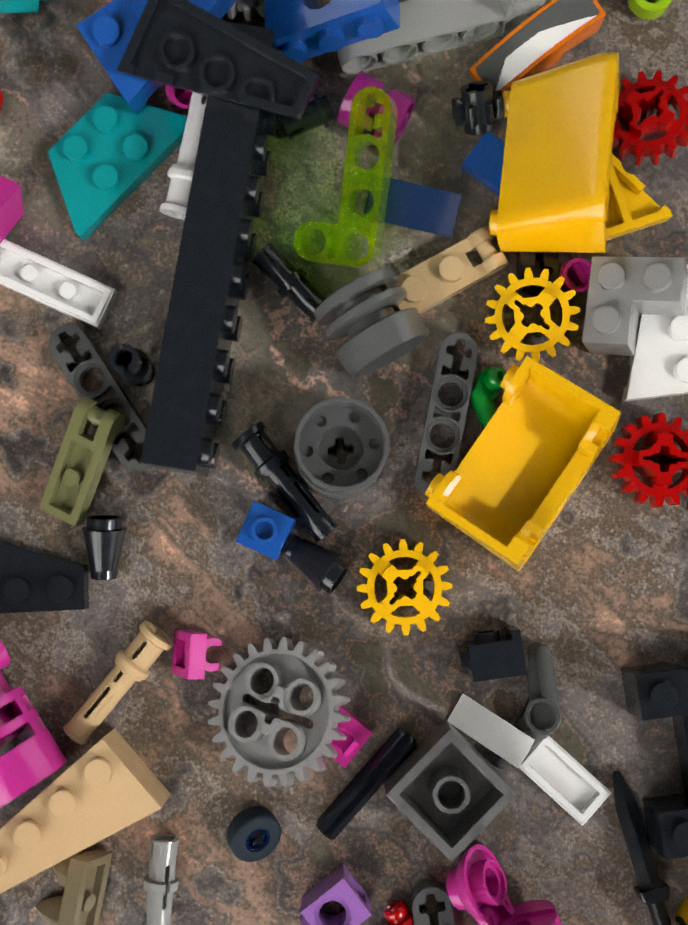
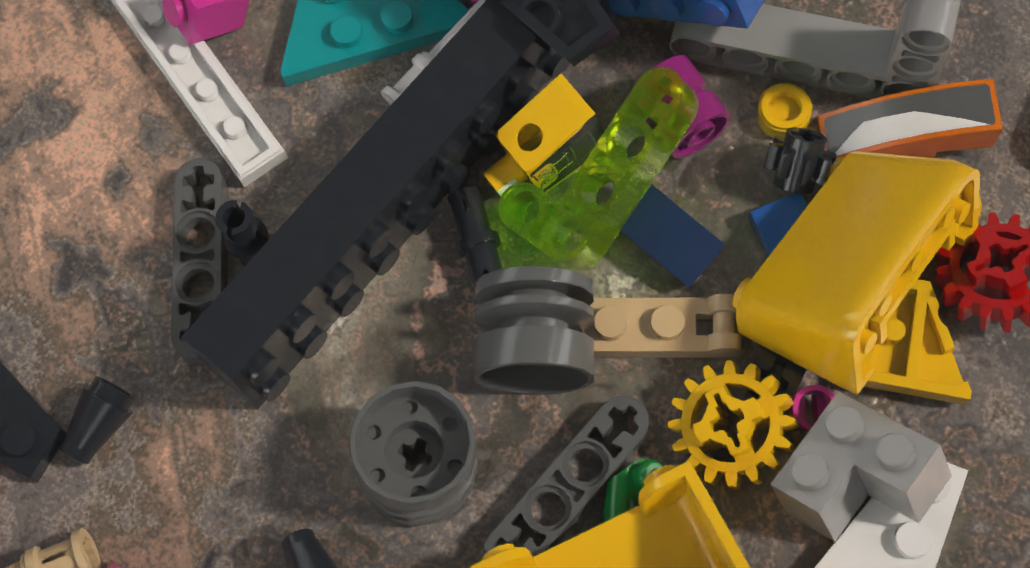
camera: 40 degrees right, 15 degrees down
(81, 461) = (129, 311): olive plate -> none
(266, 531) = (279, 501): blue brick -> none
(273, 466) = (331, 435): black pin -> none
(304, 167) = (546, 139): none -> yellow torso
(316, 114) = (603, 76): black pin -> none
(444, 77) = (783, 108): none -> yellow tile

